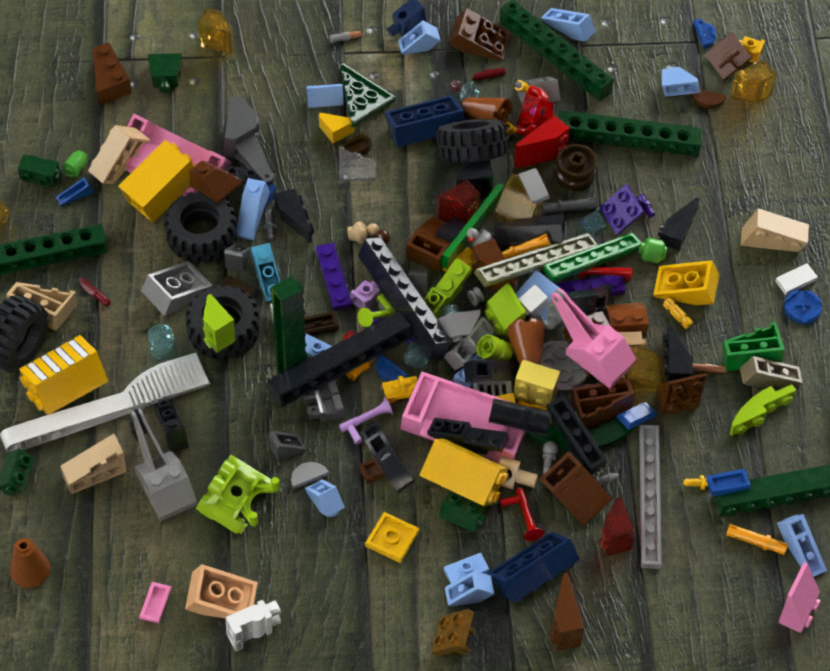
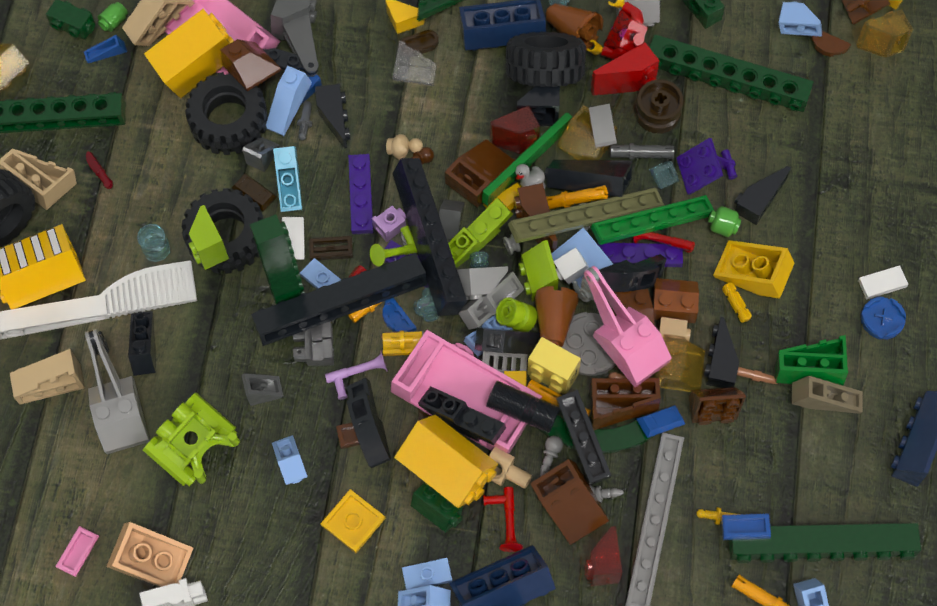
camera: 15 degrees right, 10 degrees up
(174, 287) = (184, 179): light grey slope -> none
(307, 473) = (277, 426): light grey tile -> none
(450, 229) = (500, 160): black tile -> none
(755, 410) = (798, 439): lime slope -> none
(774, 232) = (869, 222): tan wedge -> none

